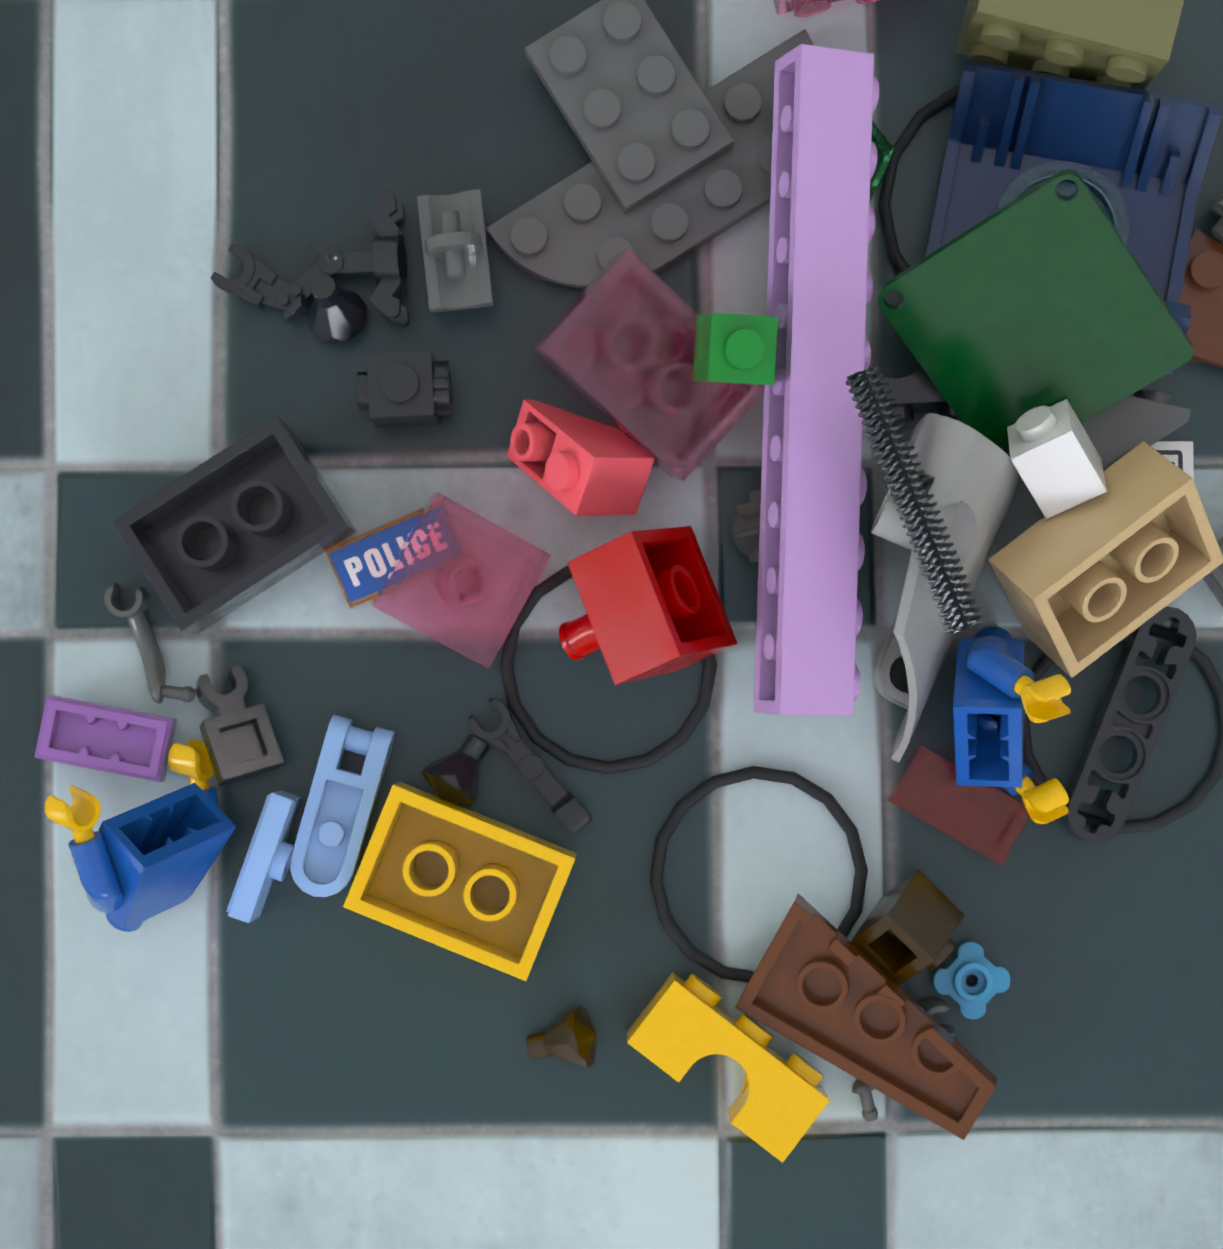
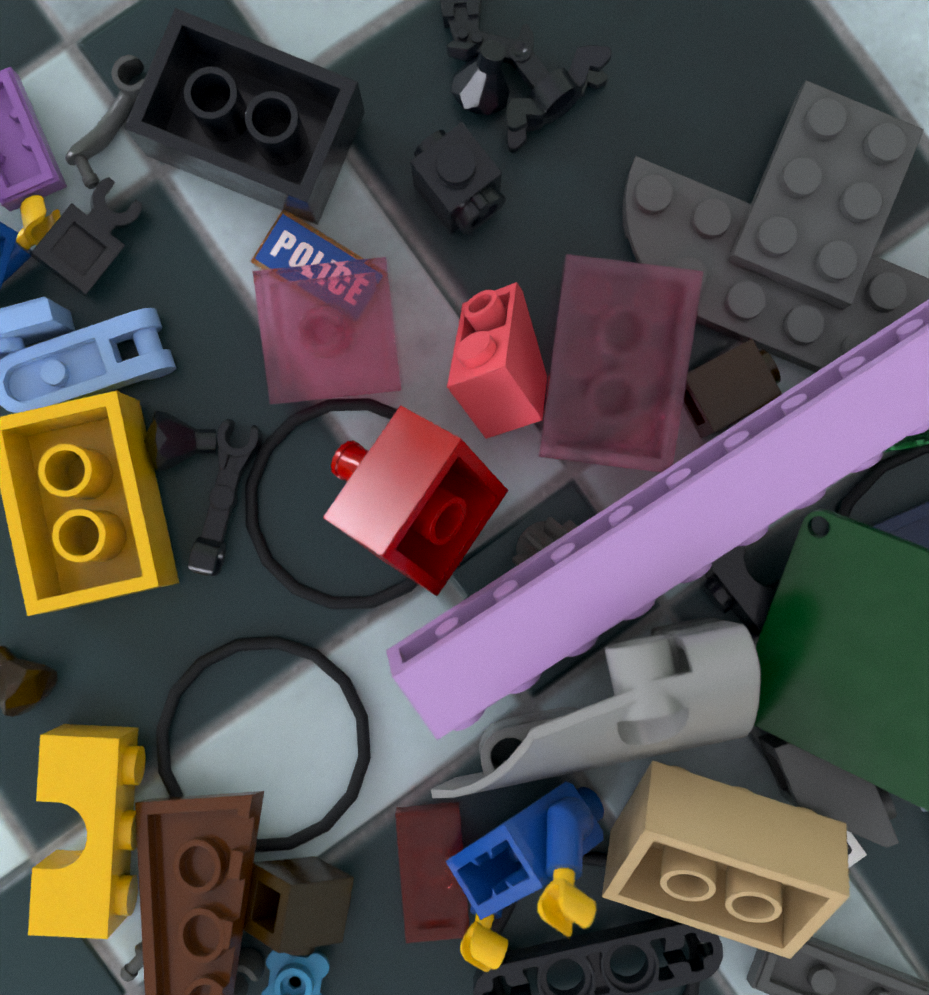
camera: 55 degrees right, 0 degrees up
(455, 251) = (598, 141): dark grey hips -> none
(733, 277) = (730, 387): none -> dark brown brick
(735, 348) = (683, 420): green brick -> none
(913, 501) = (658, 669): black axle -> none
(1056, 458) = (779, 760): white brick -> none

